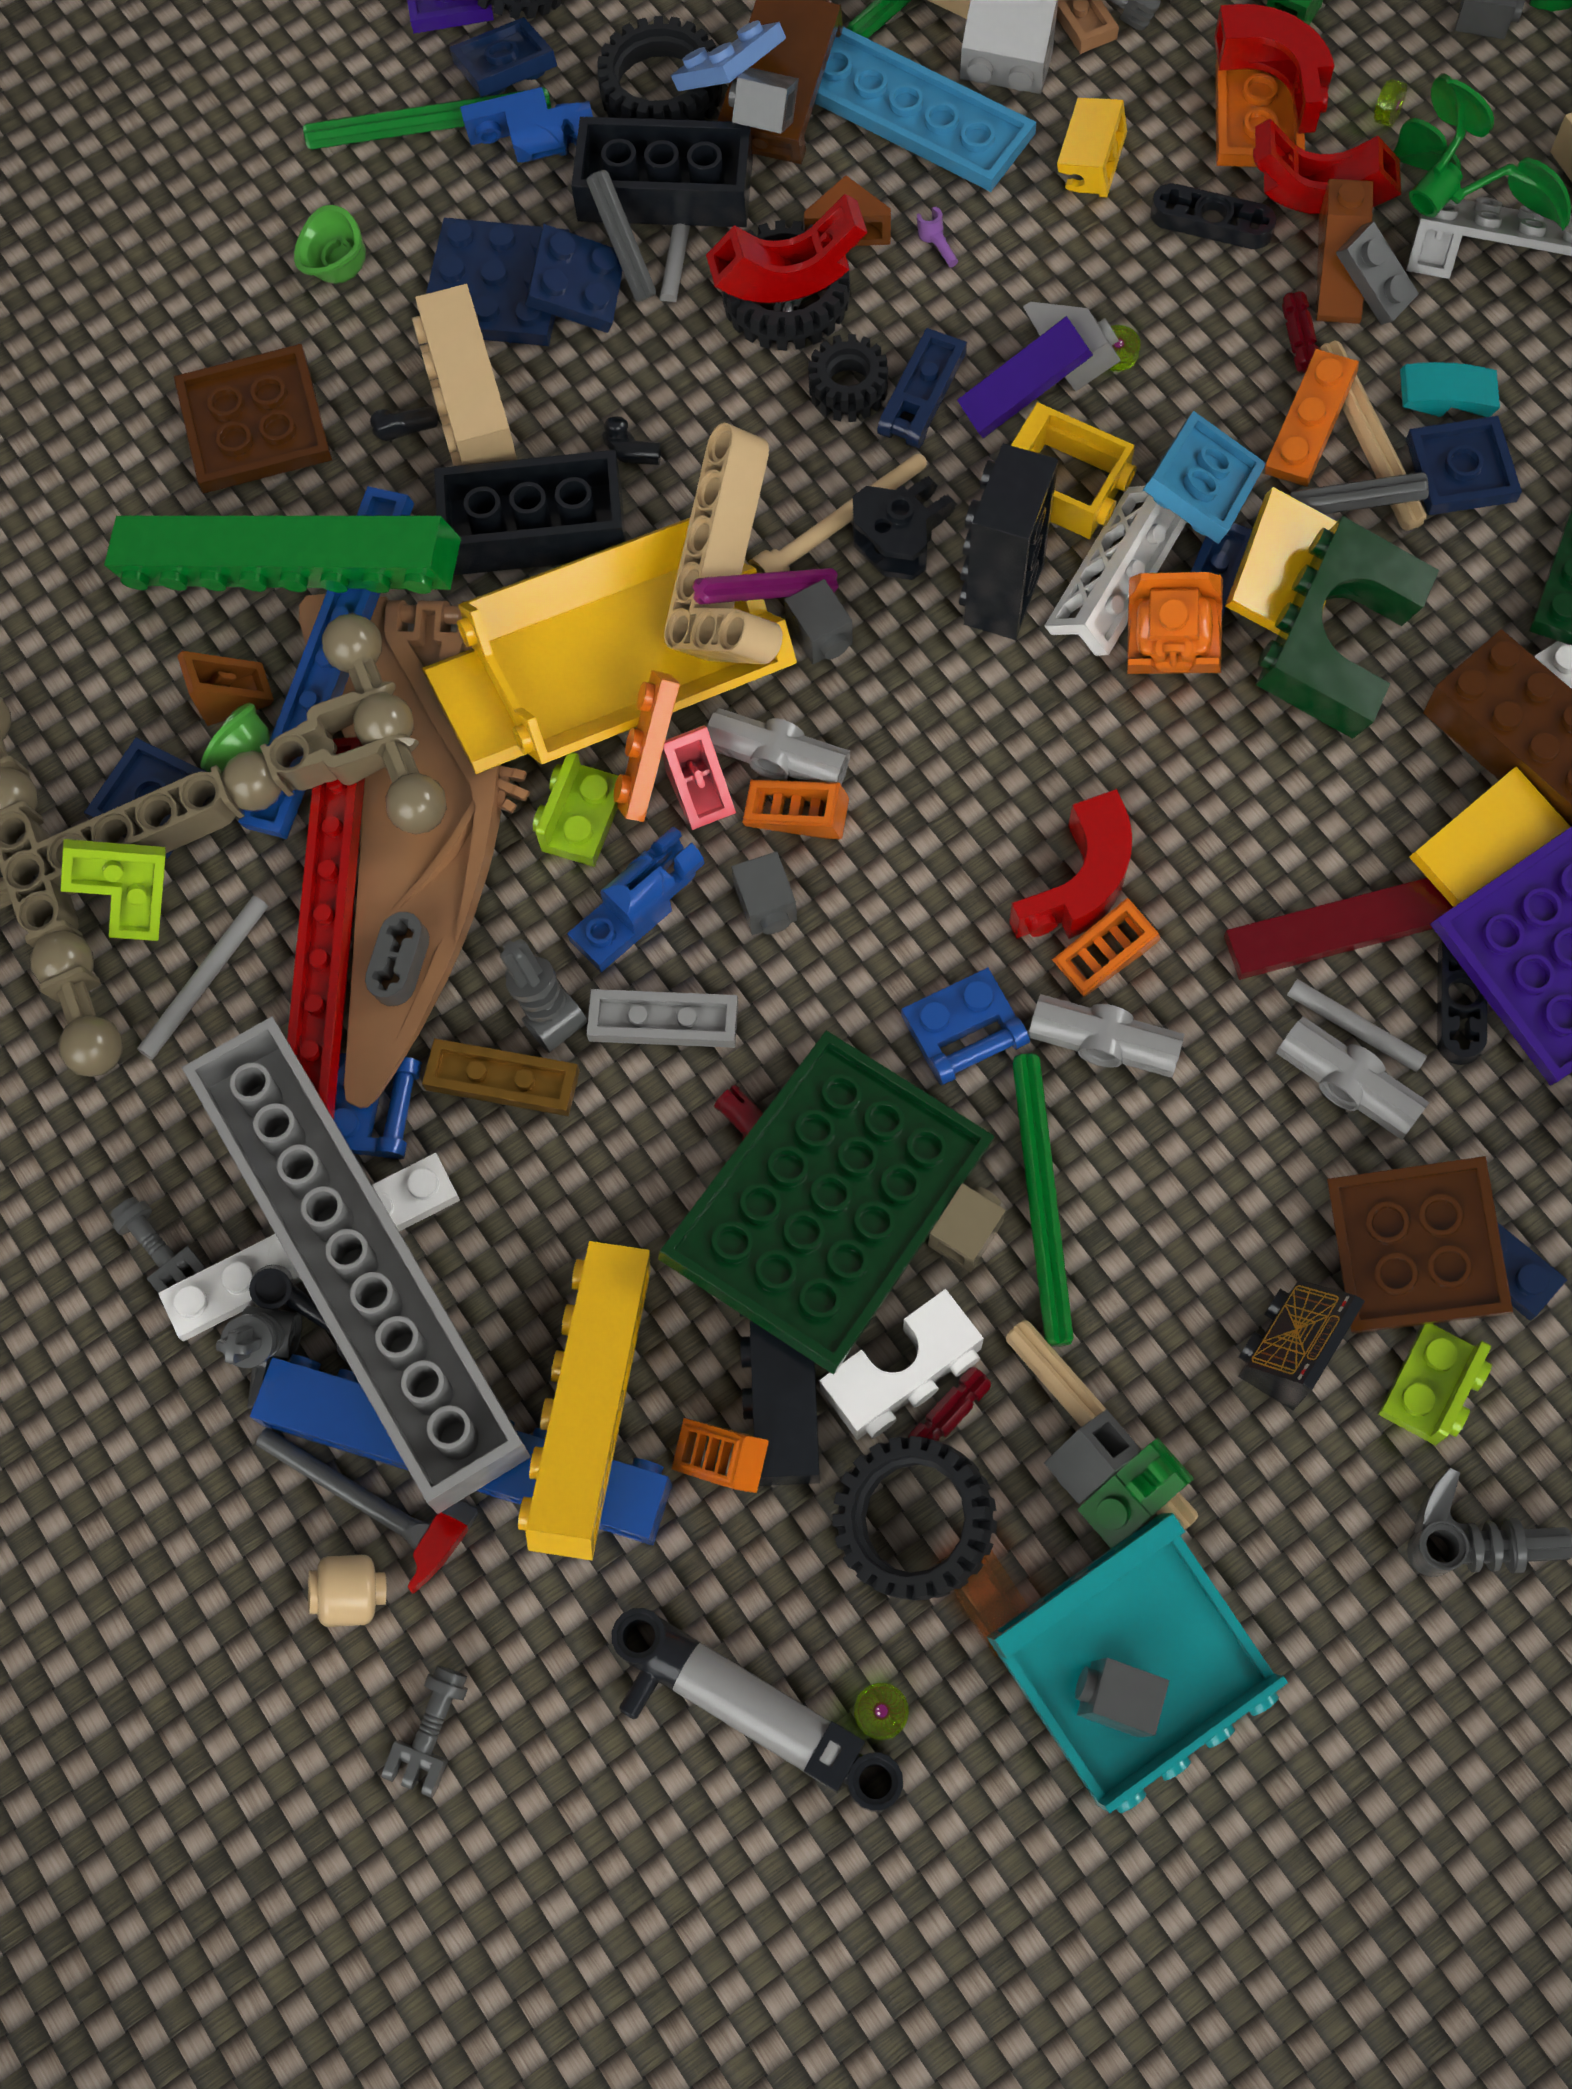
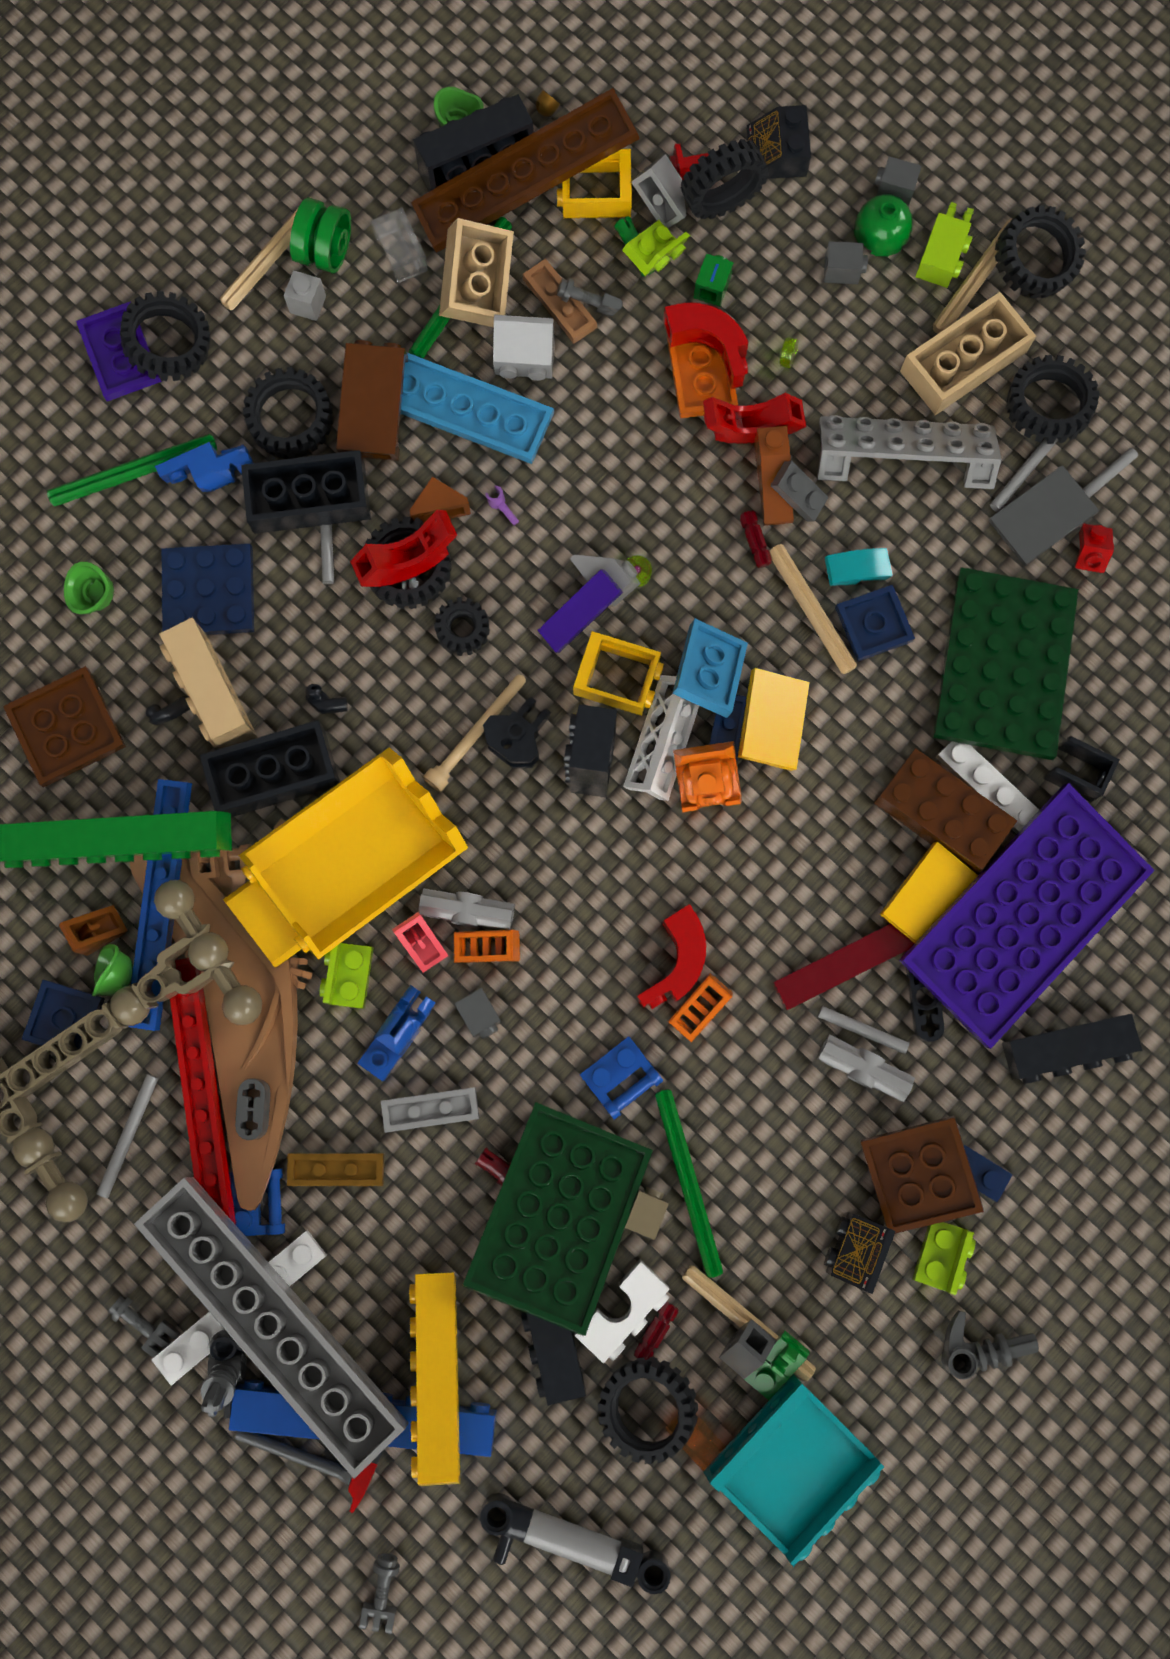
camera: 15 degrees left, 10 degrees up
(125, 872) = (64, 1087): lime plate -> none
(345, 1590) = (312, 1522): tan head -> none
(503, 57) = (175, 415): dark blue plate -> none
(548, 1009) = (347, 1117): dark grey piece -> none
(575, 279) = (263, 583): dark blue plate -> none
(621, 235) = (288, 549): dark grey axle -> none
(645, 745) = (383, 931): orange plate -> none
(718, 547) = (401, 795): tan beam -> none
(728, 59) = (335, 412): medium blue plate -> none
(745, 1462) = (540, 1391): orange slope -> none
(760, 585) = (438, 803): magenta axle -> none
(763, 100) = (366, 435): brick -> none
(819, 622) = (477, 814): dark grey brick -> none
(881, 1711) = (648, 1526): clear neon green tile -> none
(922, 387) = (513, 624): dark blue plate -> none
(1093, 145) = (594, 418): yellow hinge -> none
(1106, 1035) = (710, 1069): light grey piece -> none
(1121, 1697) = (789, 1496): dark grey brick -> none
(1223, 231) = (693, 450): black beam -> none
(1302, 661) = (791, 790): dark green arch -> none
(1311, 417) = (772, 605): orange plate -> none
(1365, 493) = (812, 658): dark grey axle -> none
(1426, 148) = (832, 425): green plant -> none

